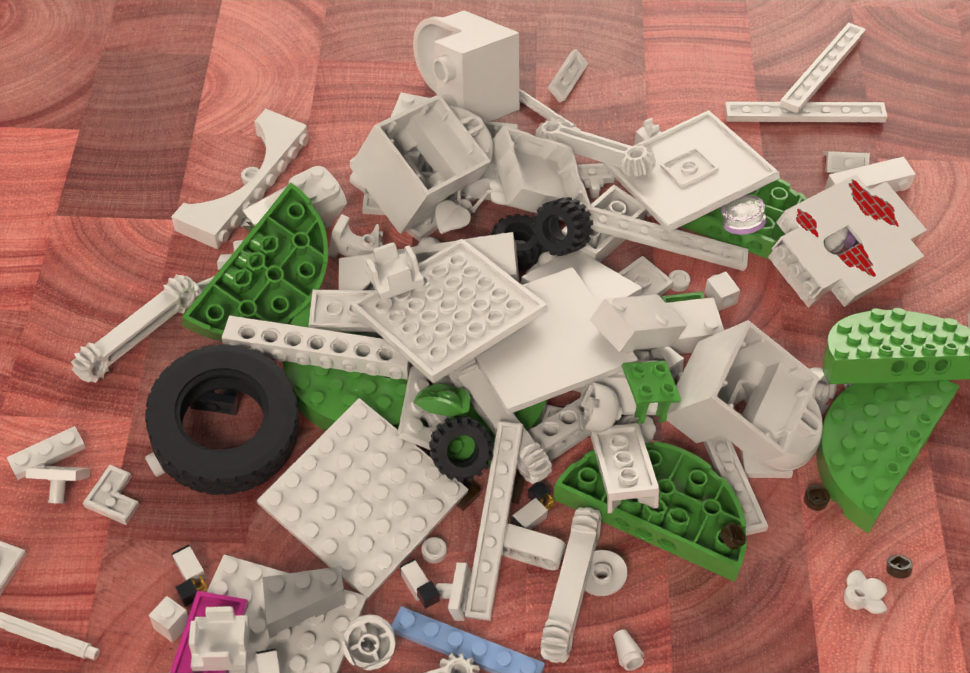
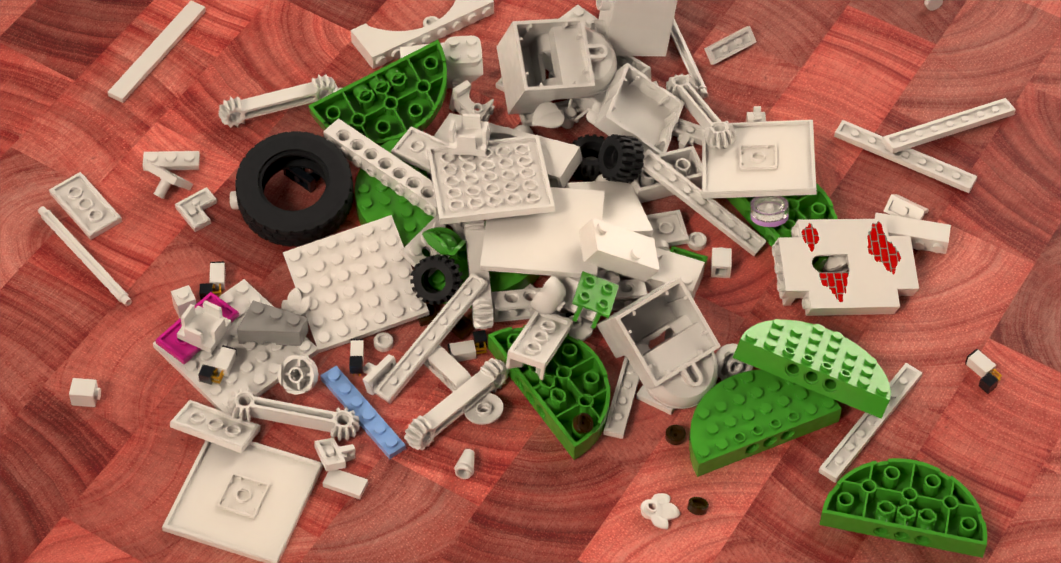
camera: 30 degrees right, 0 degrees up
(308, 555) = (296, 303): none -> white plate

